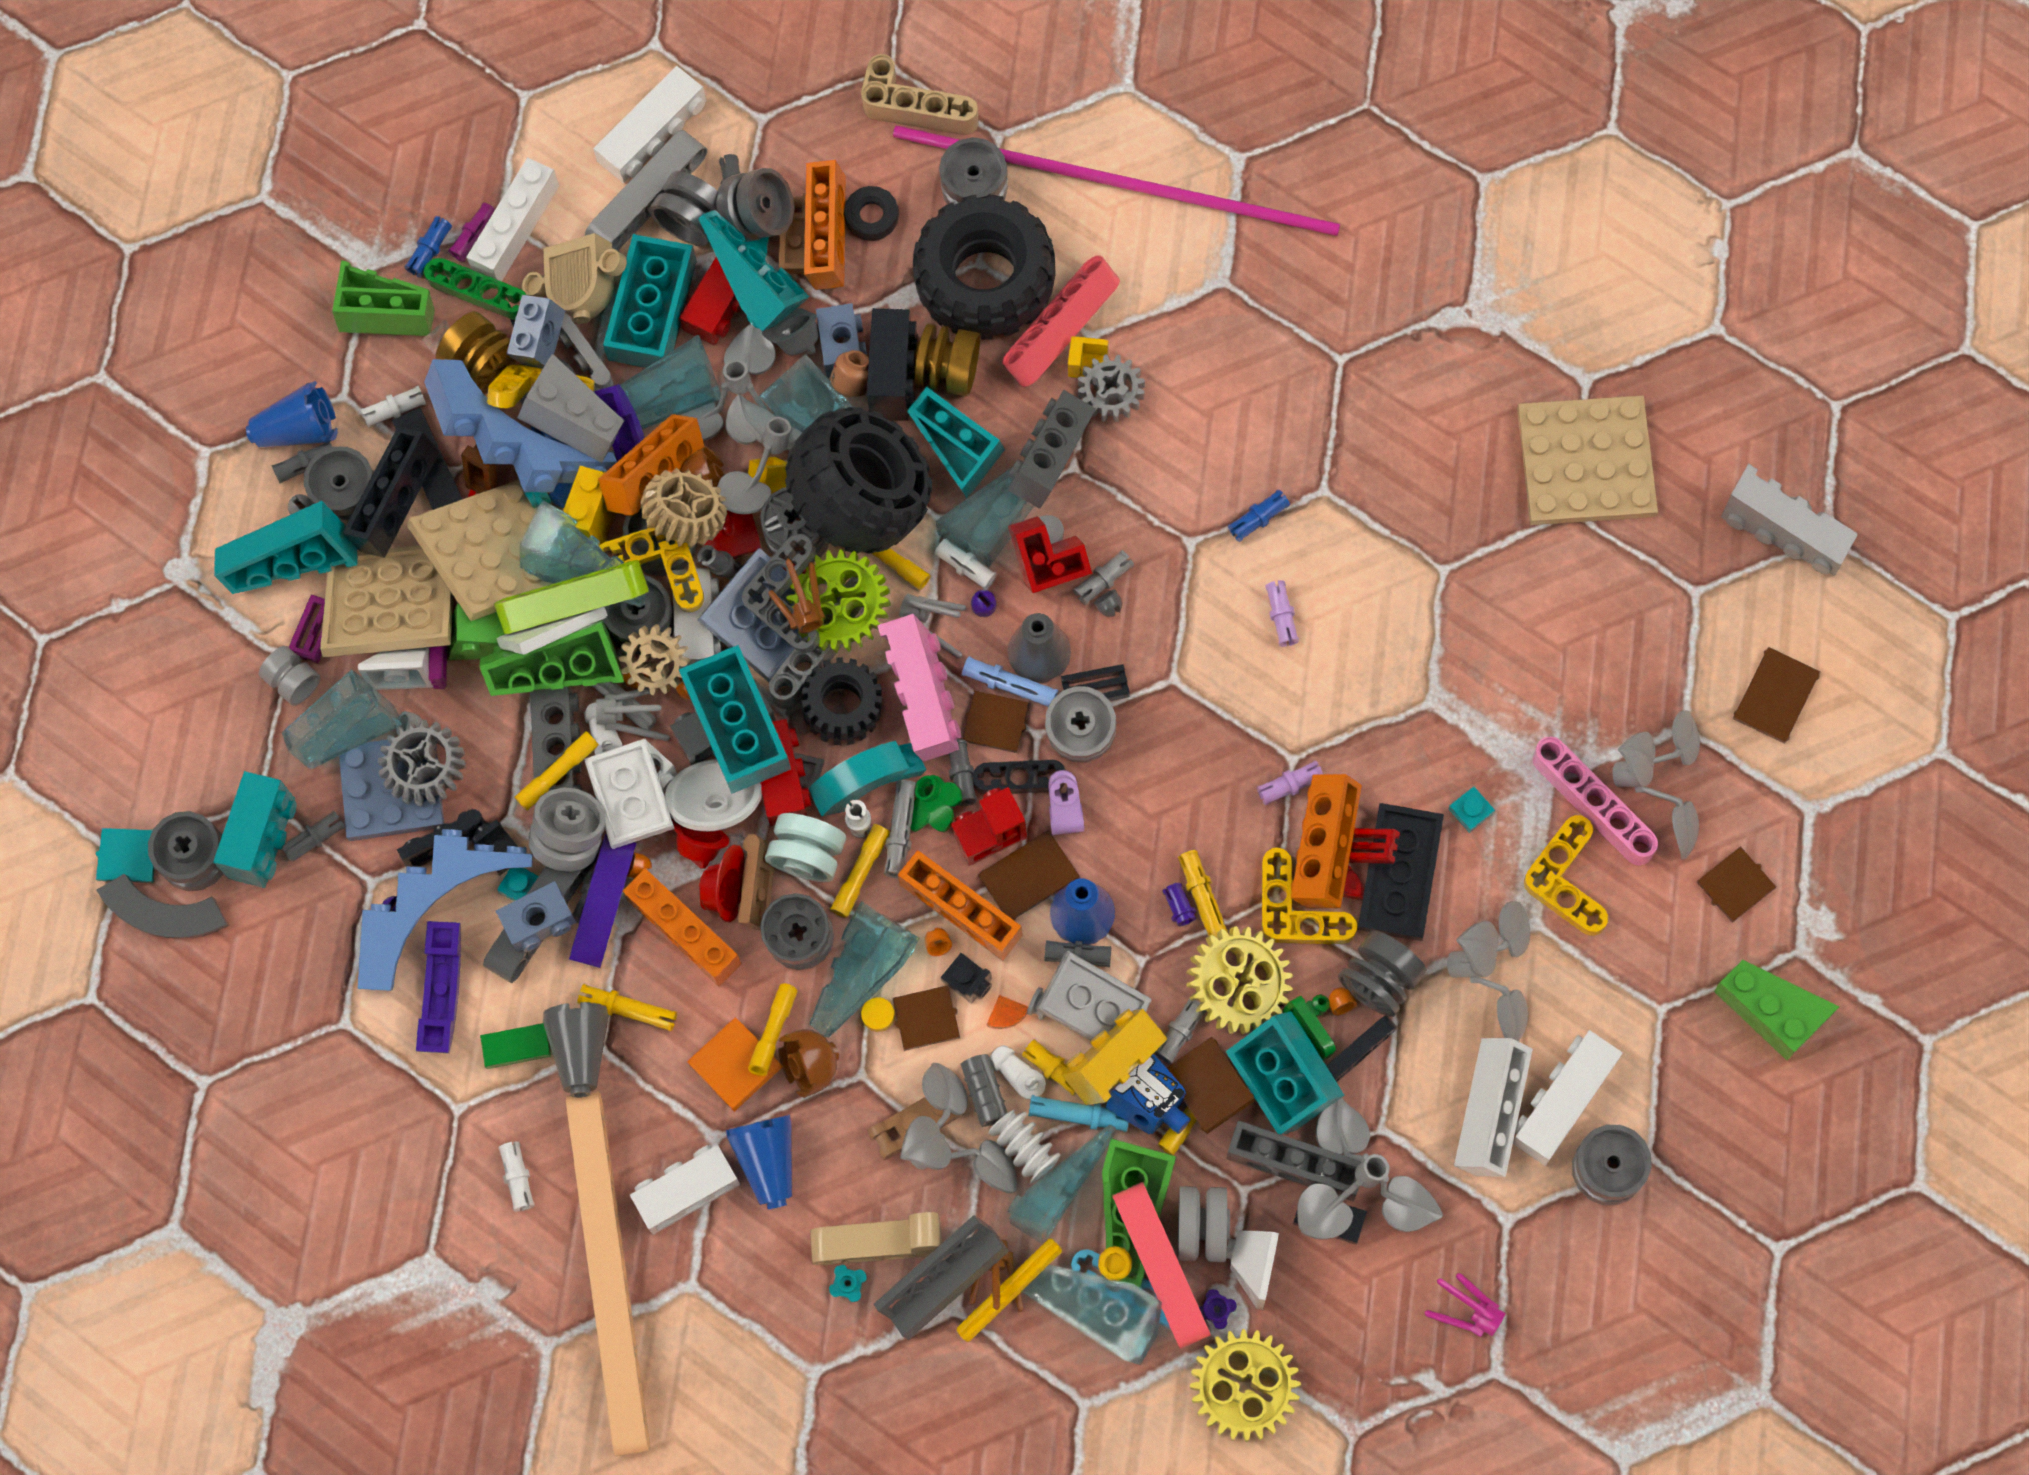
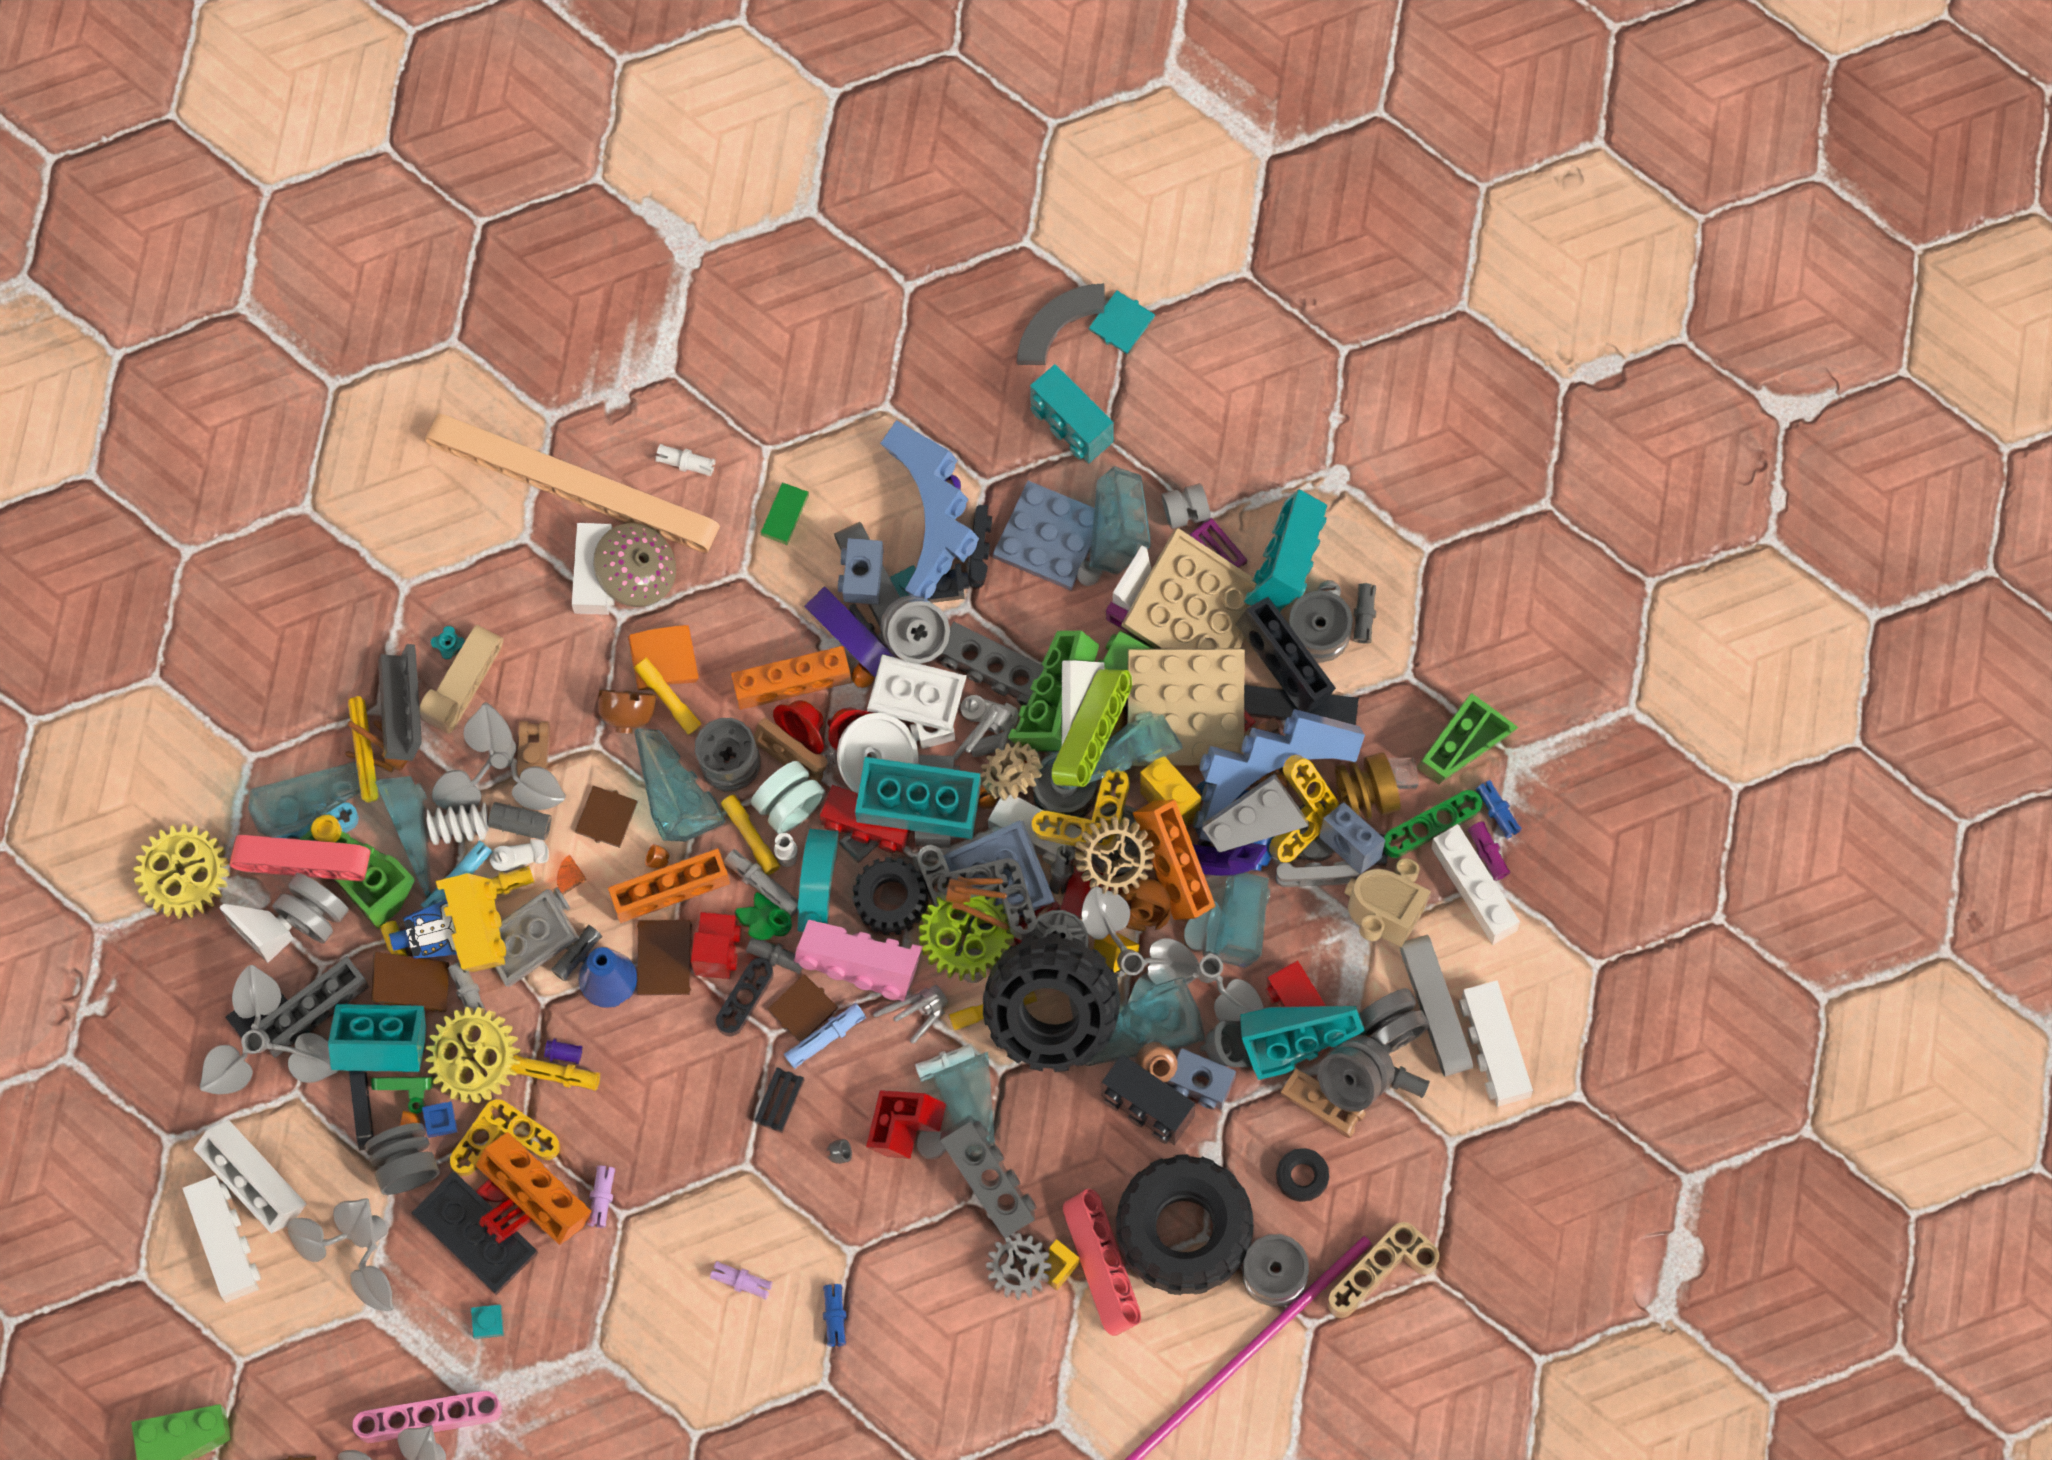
camera: 120 degrees right, 0 degrees up
(184, 850) = (1091, 359): dark grey wheel -> none
(295, 420) = (1400, 623): blue cone -> none
(312, 836) = (1045, 458): dark grey axle -> none
(393, 406) = (1370, 704): white pin -> none
(428, 739) = (1060, 543): light grey gear -> none
(440, 987) = (861, 483): dark purple slope -> none
(572, 756) = (973, 667): yellow piece -> none
(577, 1044) = (747, 549): dark grey cone -> none
(628, 1007) = (750, 613): yellow pin -> none
(649, 301) = (1328, 947): teal brick -> none
(664, 1158) = (623, 574): none -> dark tan dish
(766, 1158) = (577, 636): blue cone -> none
(825, 225) = (1309, 1125): orange brick -> none
(877, 1014) = (631, 782): yellow tile -> none
(945, 359) = (1127, 1141): pearl gold wheel -> none
(956, 439) = (1052, 1113): teal wedge -> none
(967, 978) = (613, 862): black bracket -> none
(979, 607) = (905, 1063): dark purple hinge -> none
(1039, 649) = (837, 1075): dark grey cone -> none
(1065, 808) = (697, 1013): lavender piece -> none
(1080, 705) = (749, 1062): light grey wheel -> none
(1103, 577) = (863, 1162): light grey pin -> none
(1226, 1307) = (249, 880): dark purple plate -> none
(1320, 969) = (439, 1119): none -> blue tile
(1485, 1314) = (109, 1070): dark pink plant -> none
(1557, 884) = (384, 1346): yellow beam -> none
(1622, 1148) = (145, 1216): flat silver wheel -> none

